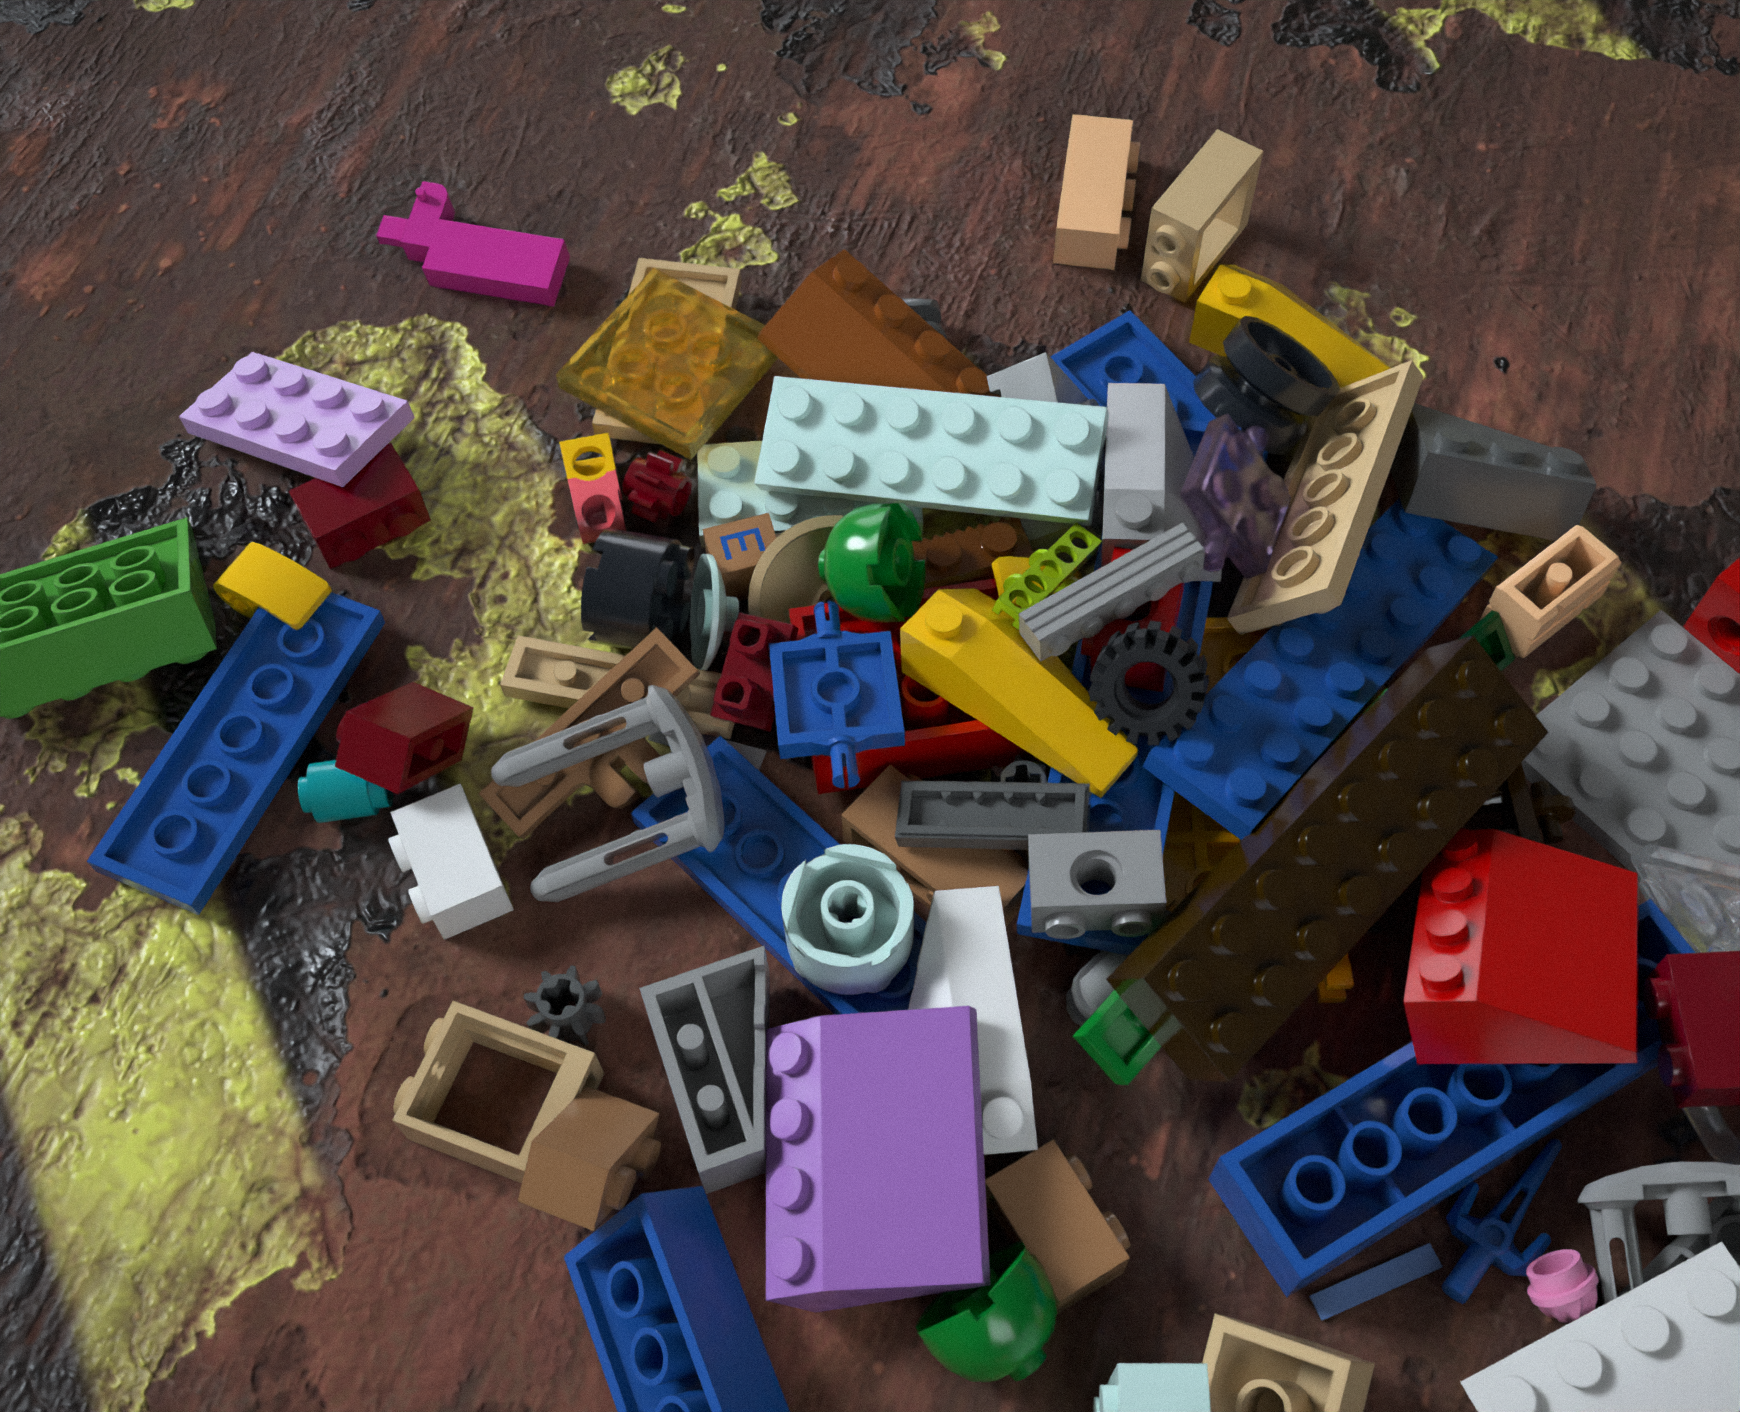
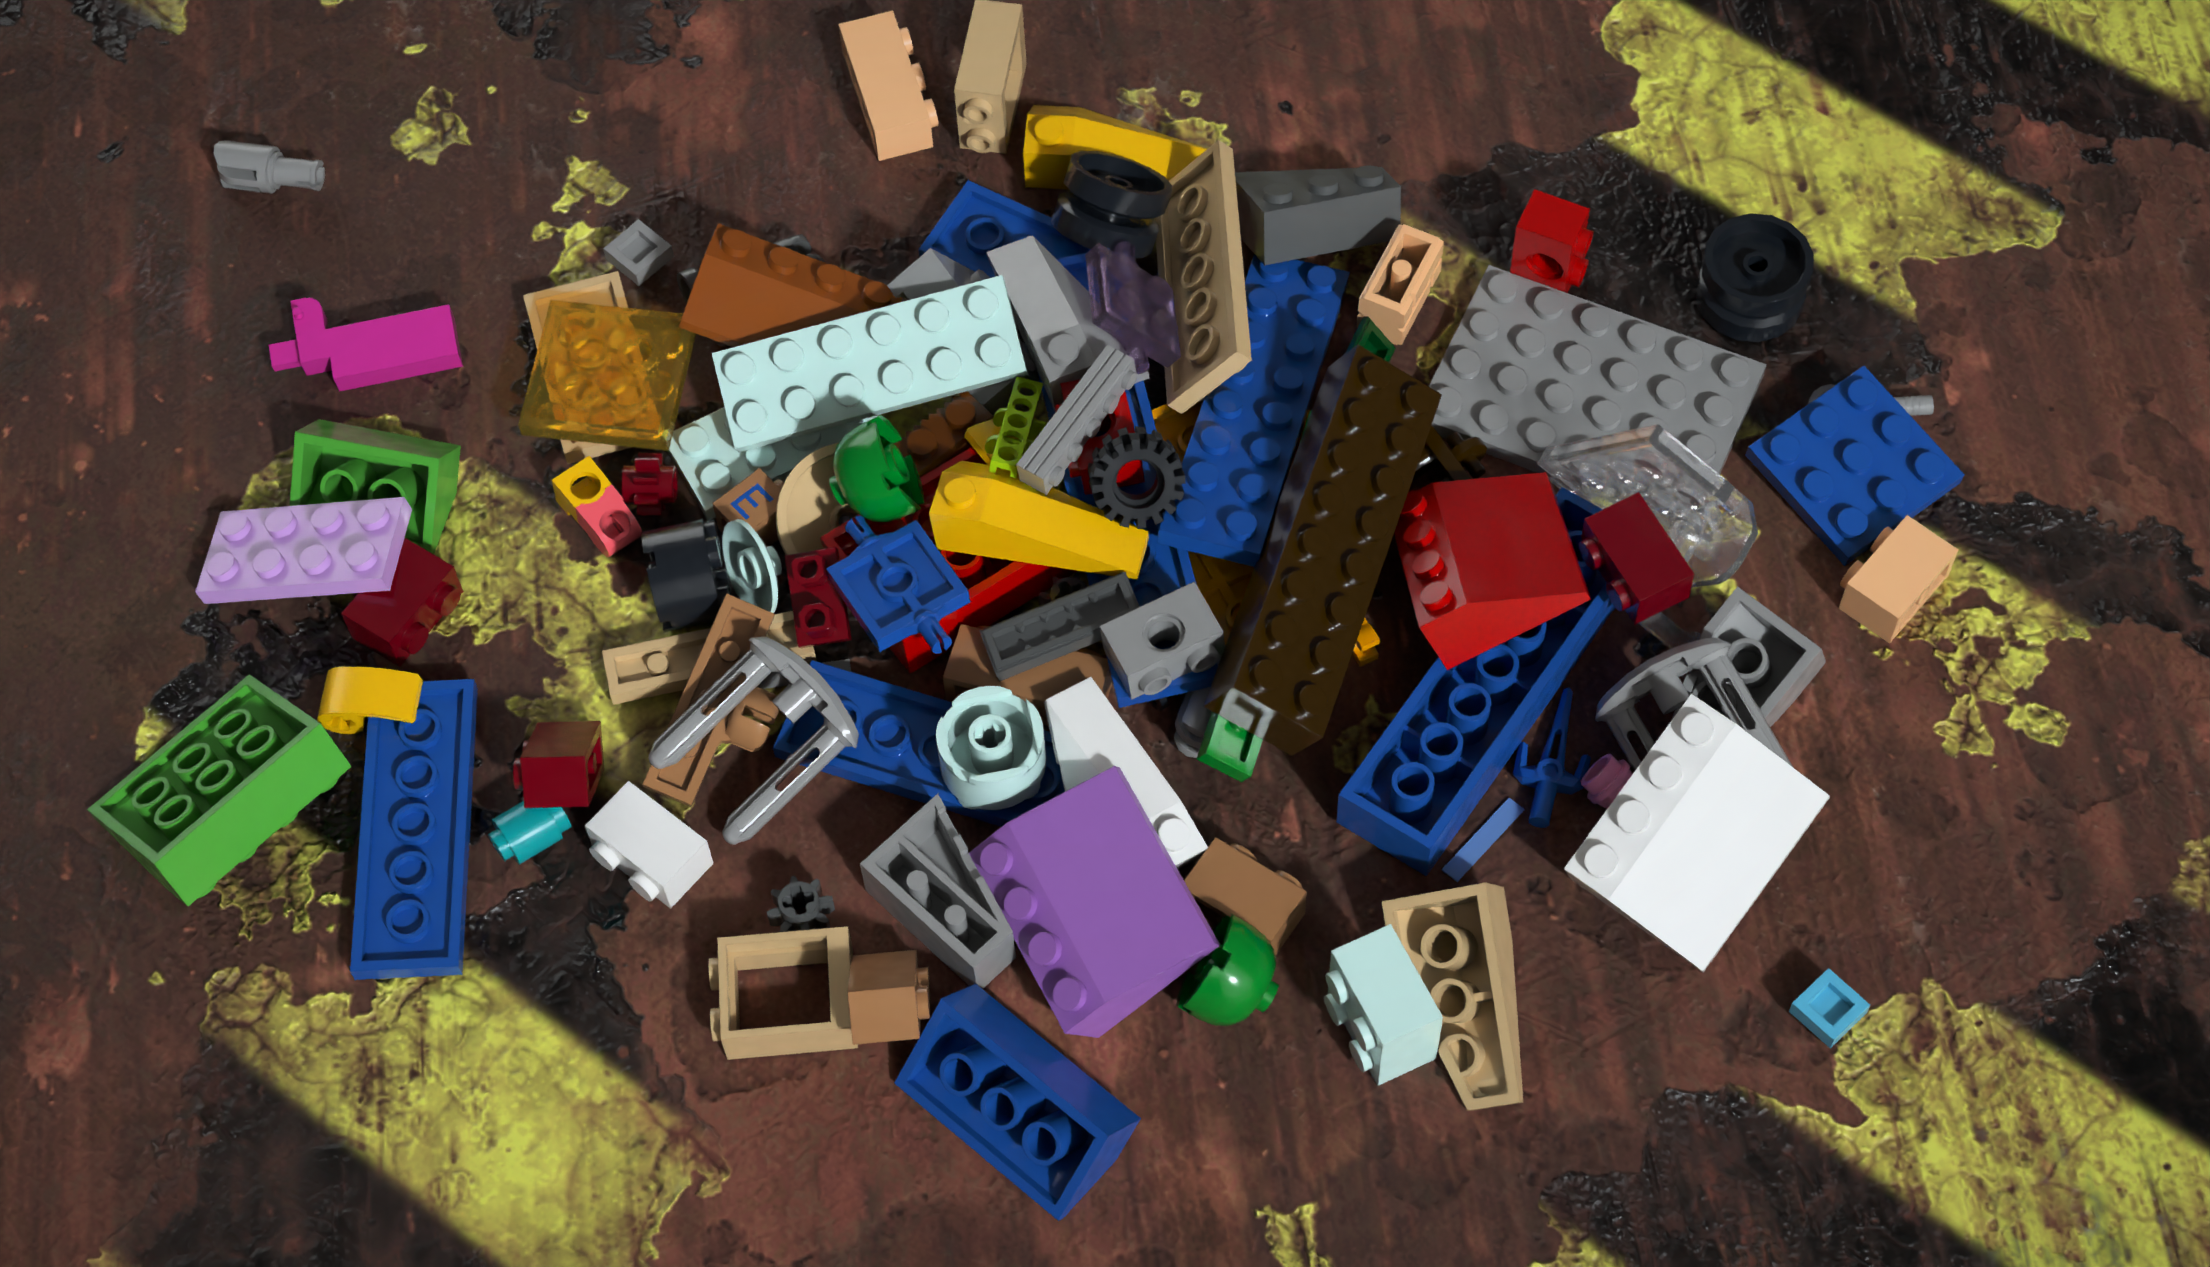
camera: 25 degrees left, 0 degrees up
(396, 355) = (365, 464): none -> bright green slope
(475, 59) = (264, 168): none -> light grey arm
(771, 260) = (638, 252): none -> light grey plate

